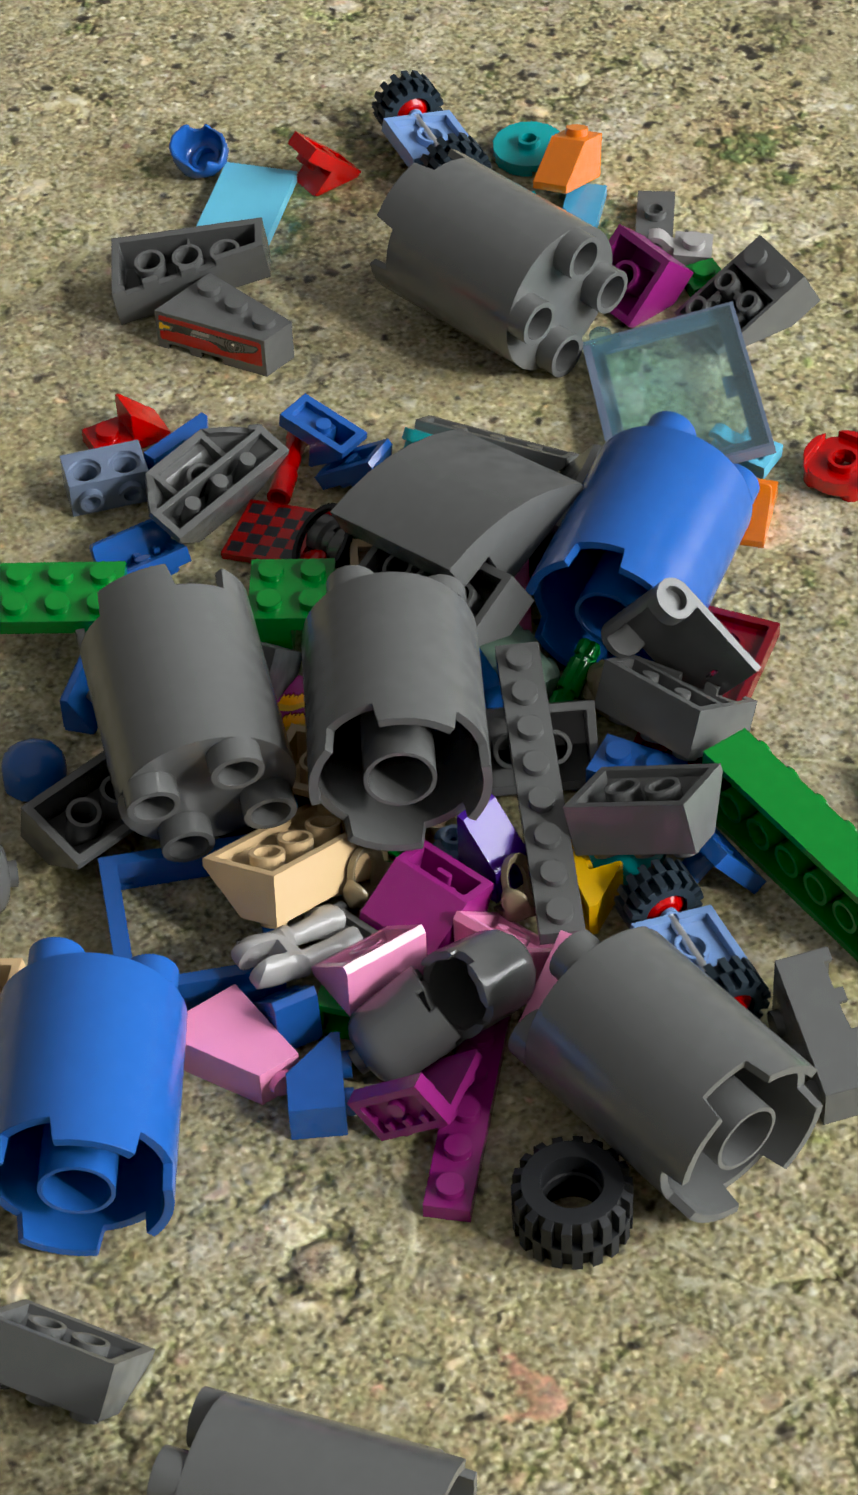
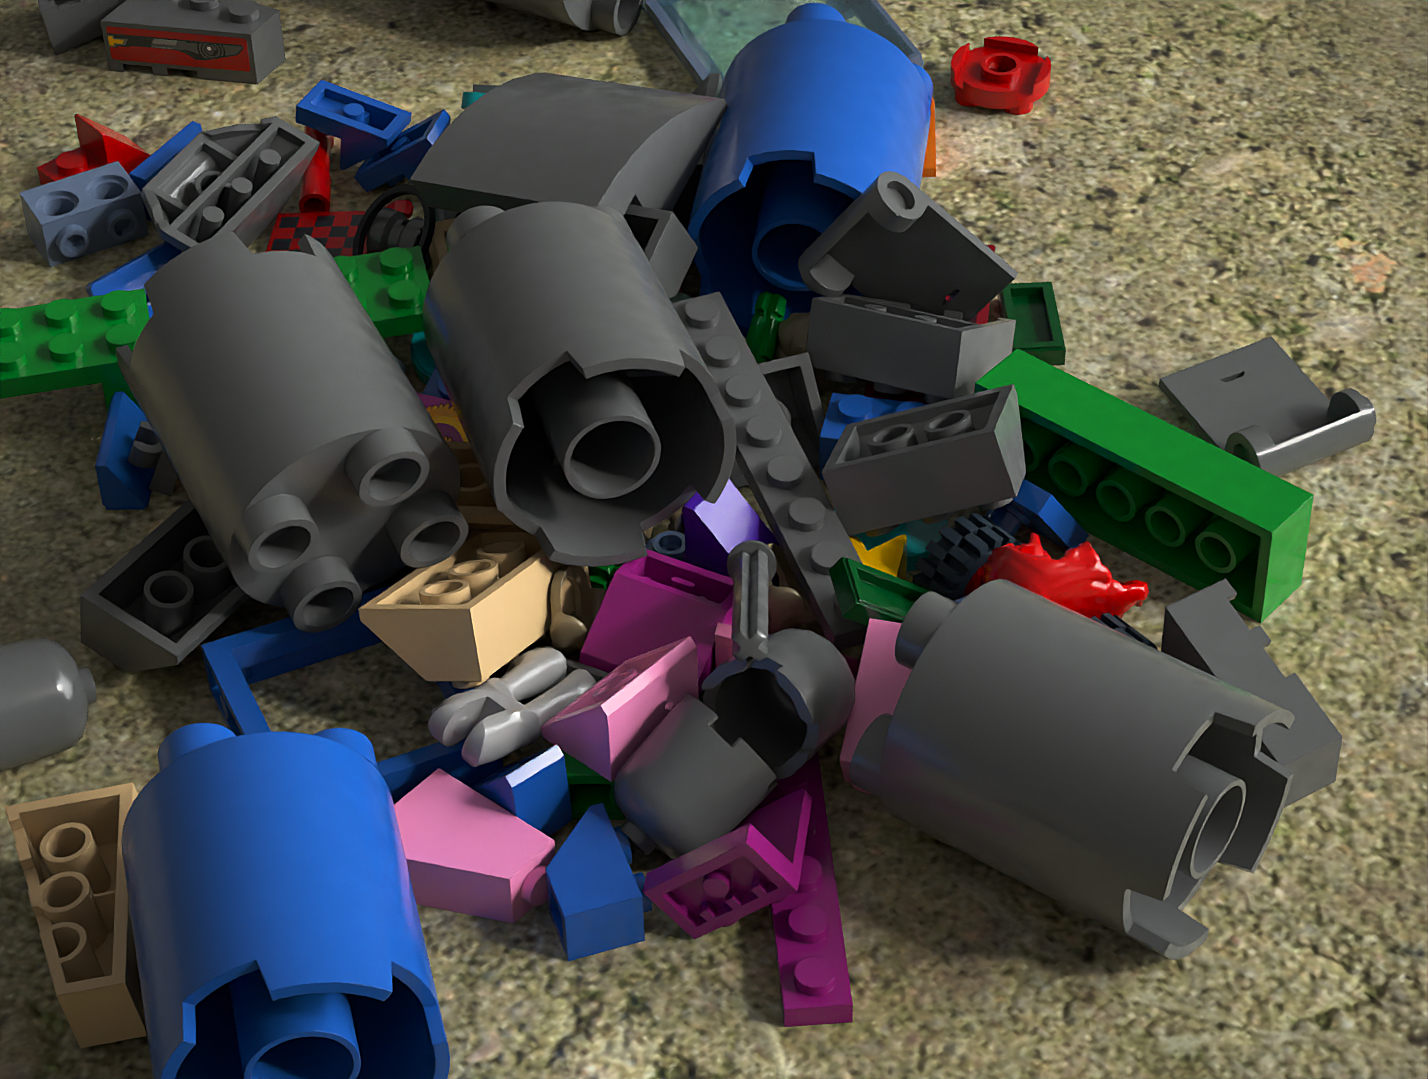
camera: 15 degrees left, 5 degrees down
(32, 768) = (73, 557): blue hair -> none
(492, 873) = (751, 569): none -> dark grey axle
(572, 1233) = (993, 1005): black tyre -> none
(575, 911) = (872, 593): none -> dark green tile
(706, 929) = (1072, 581): none -> red piece
(788, 694) = (1036, 318): none -> dark green tile

